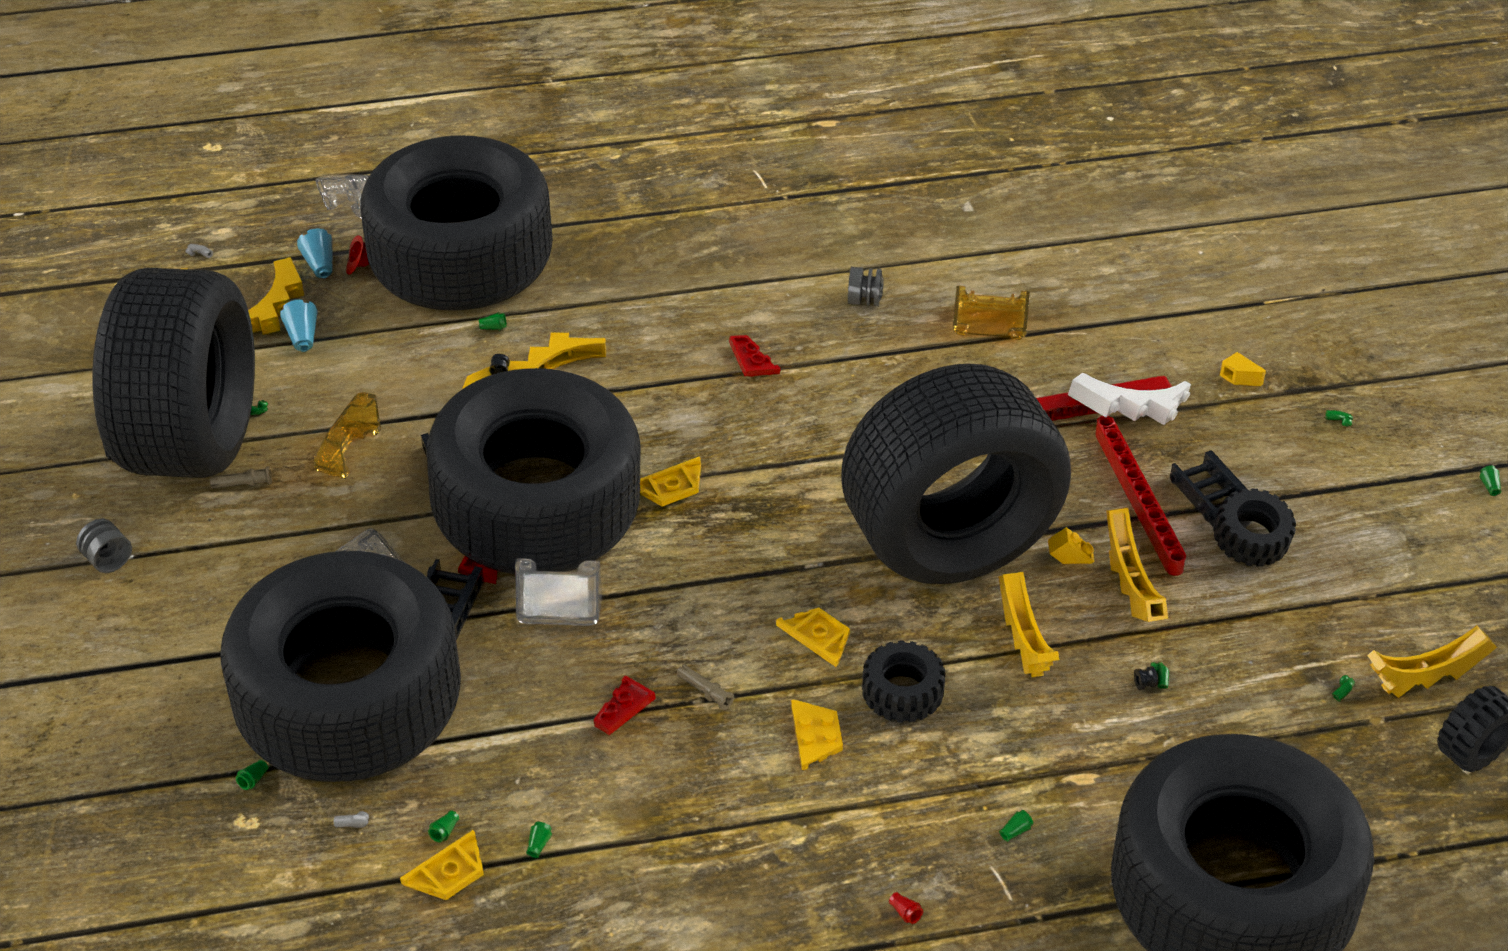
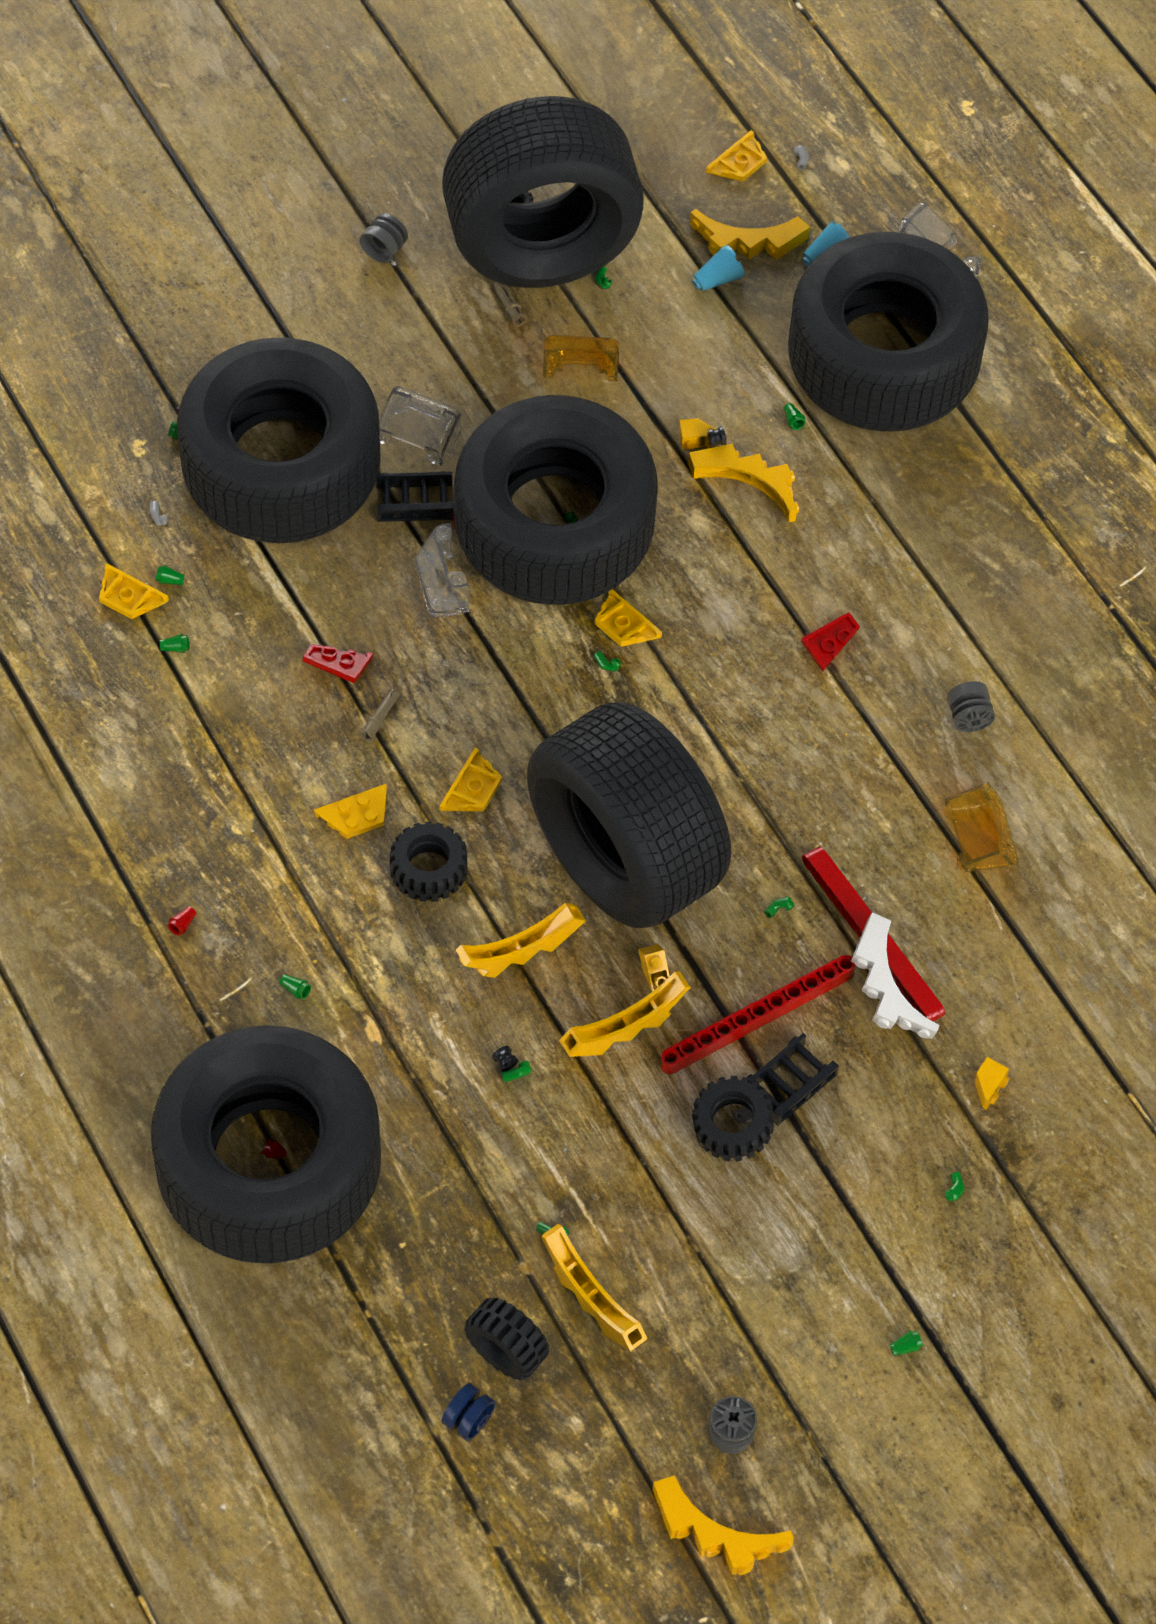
camera: 70 degrees right, 15 degrees up
(713, 508) = (609, 665): none -> green arm

